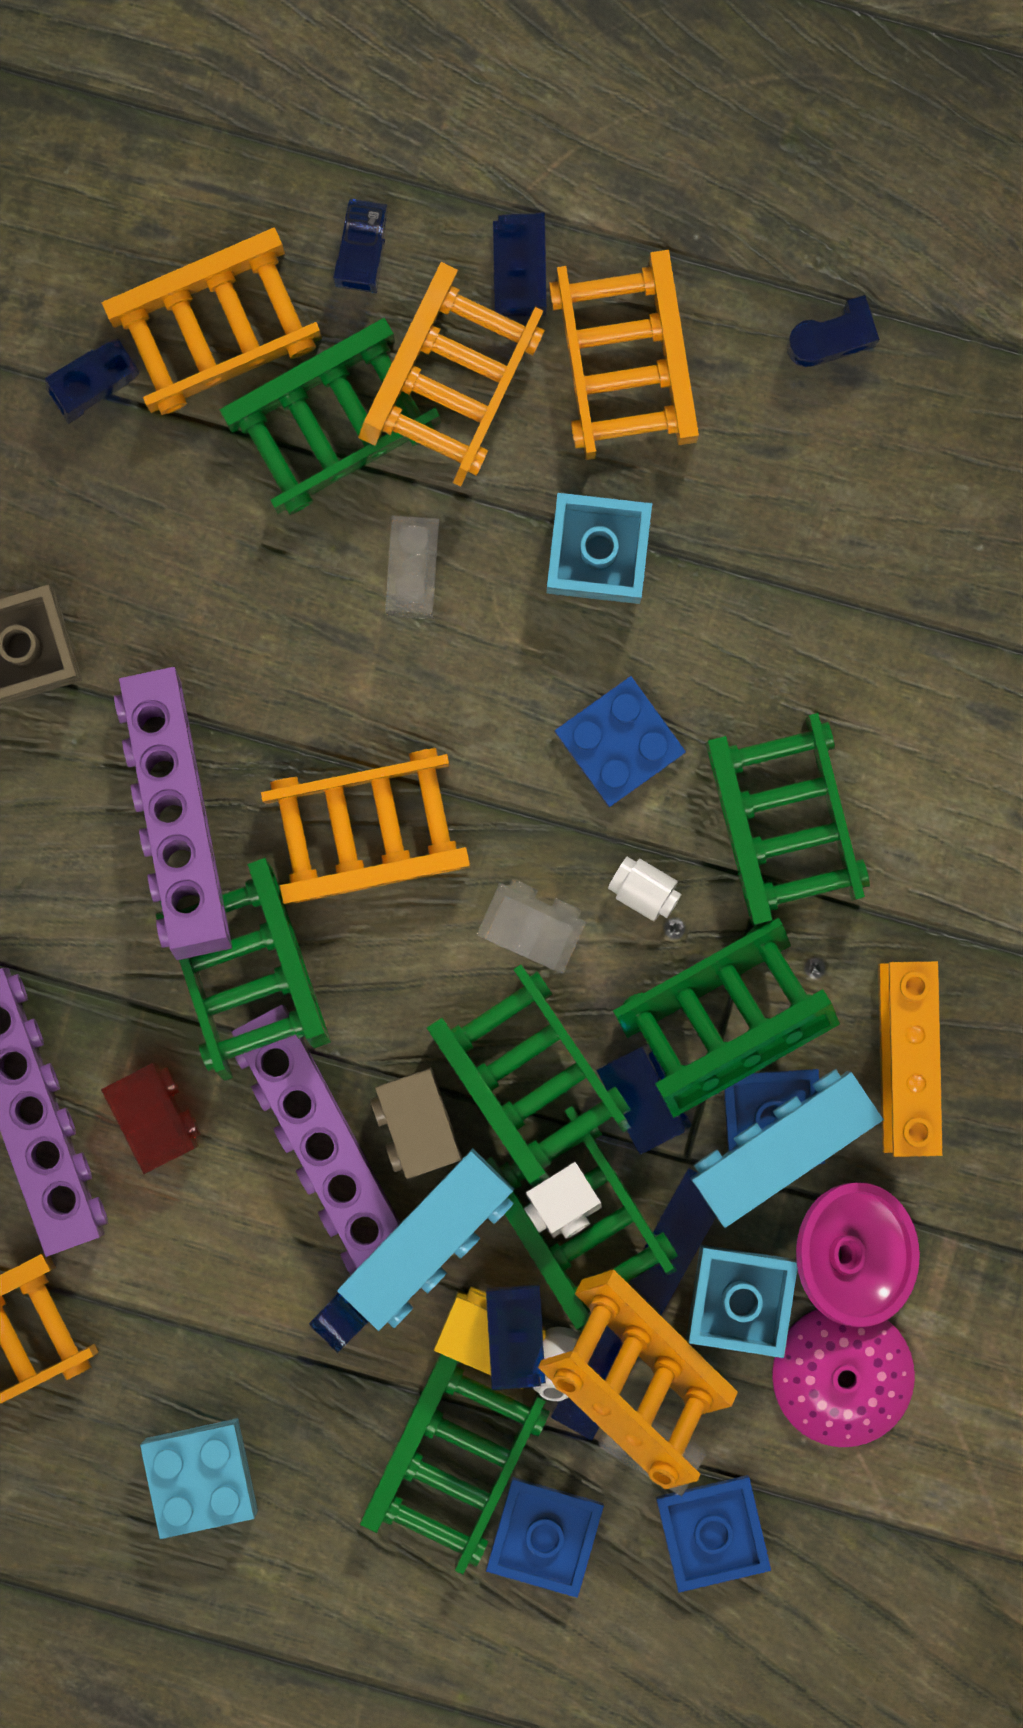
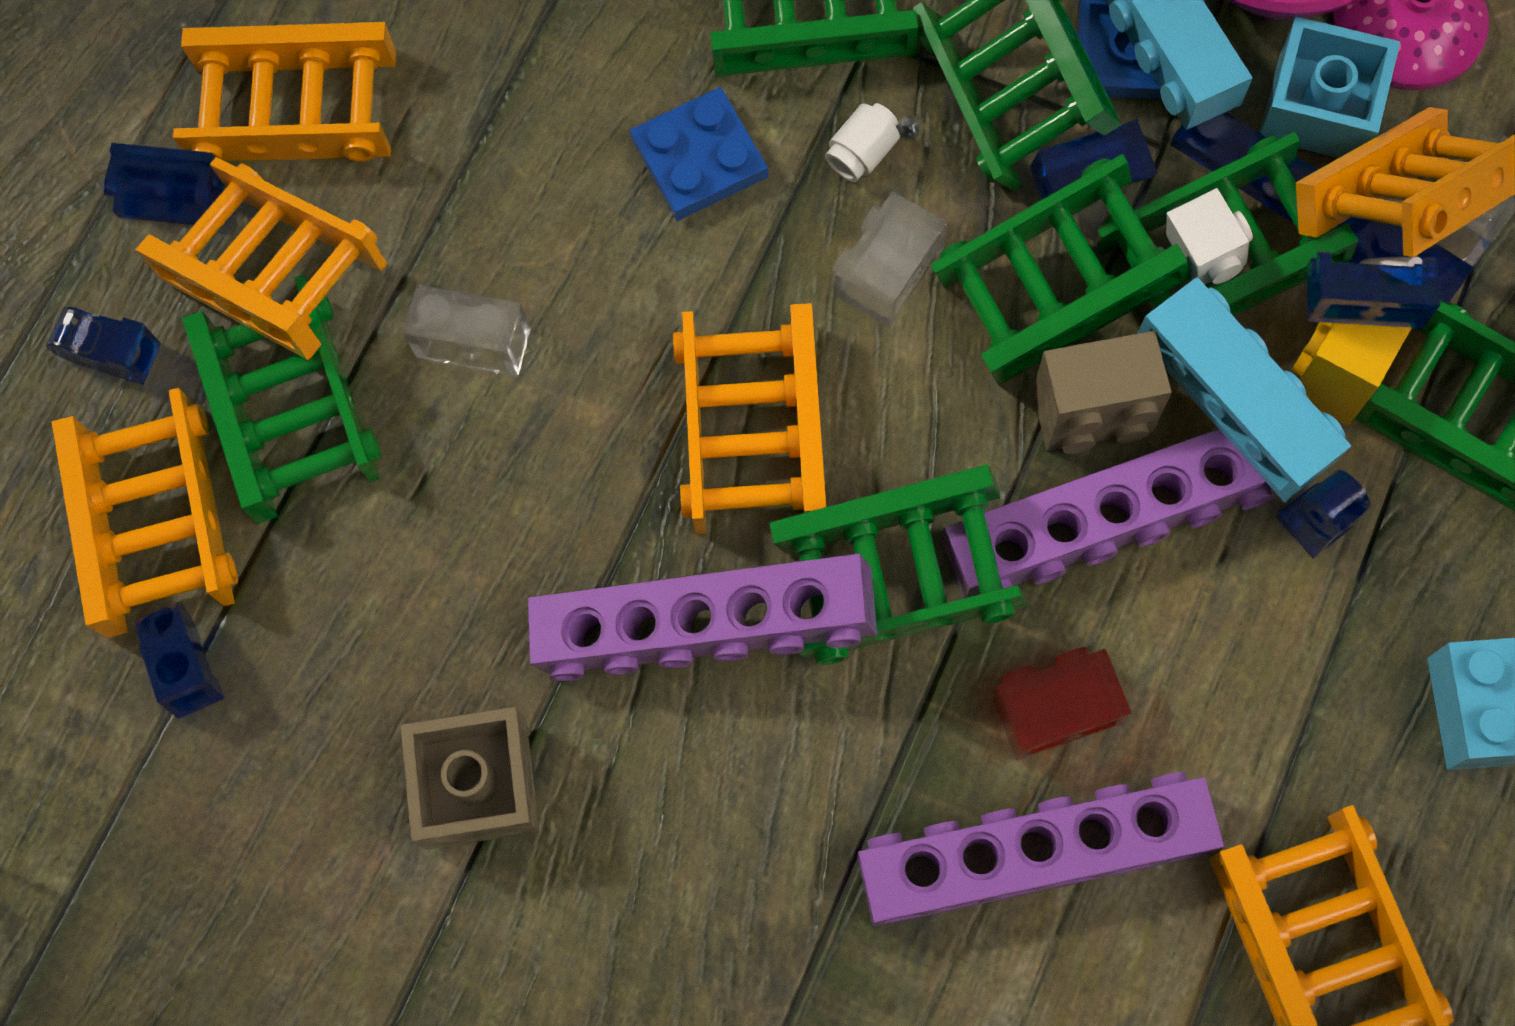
camera: 75 degrees left, 15 degrees down
(599, 548) = (484, 135): medium azure brick -> none

